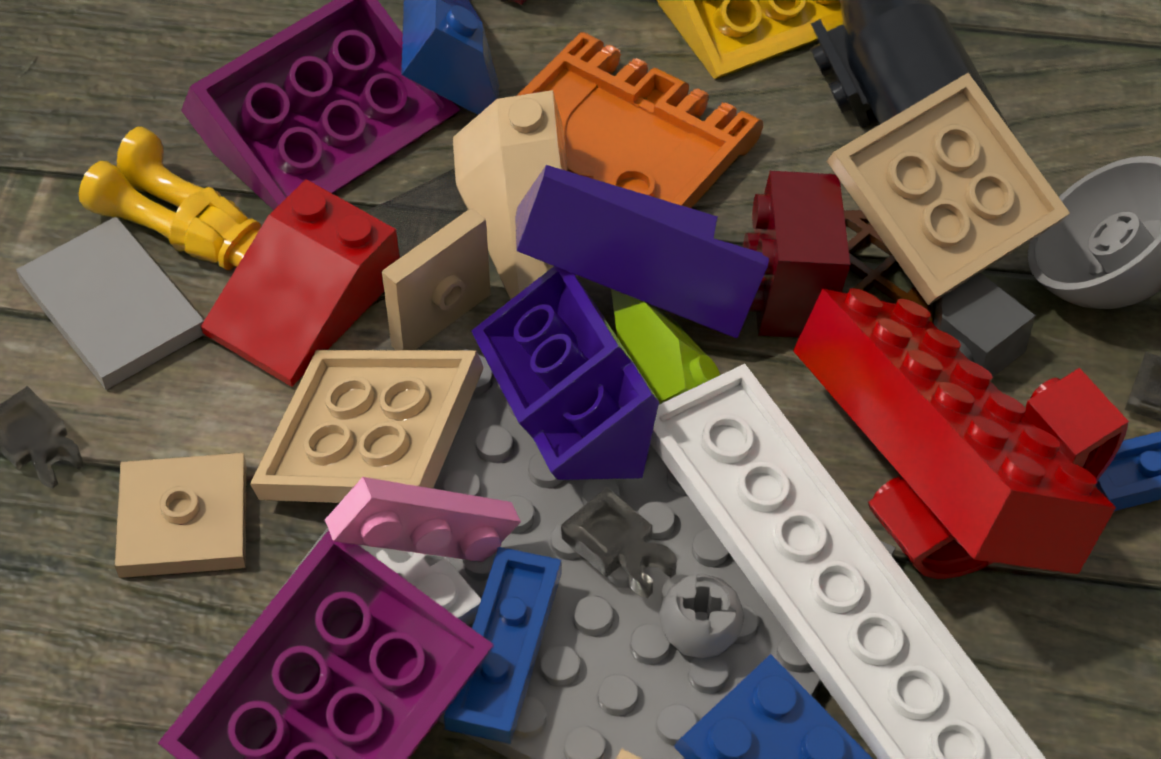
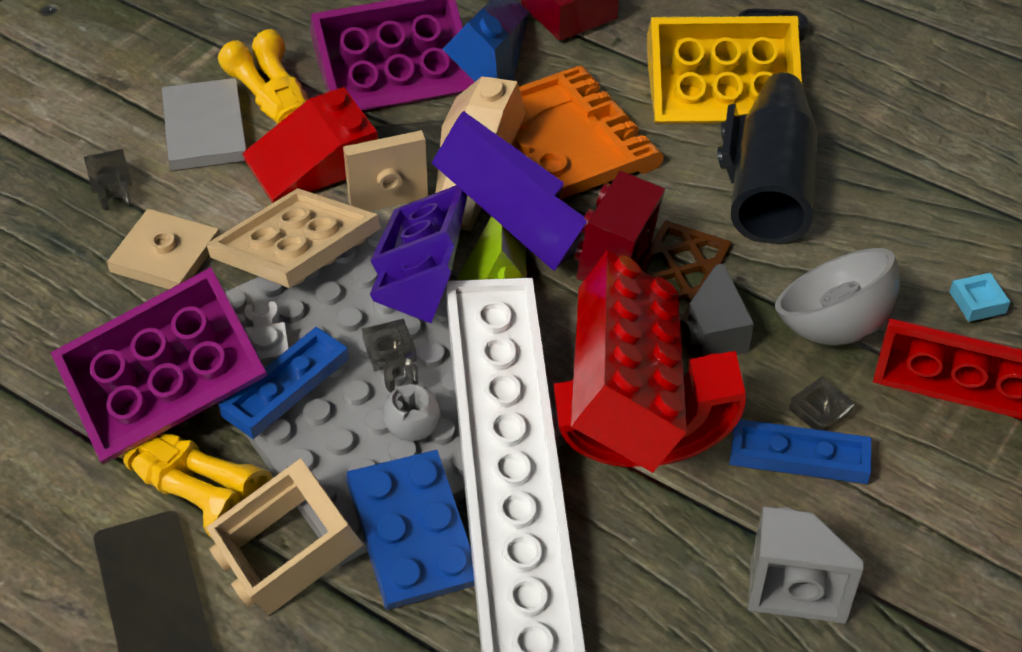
camera: 25 degrees right, 5 degrees down
(422, 520) = (269, 287): bright pink plate -> none
(947, 188) = (734, 221): tan plate -> none

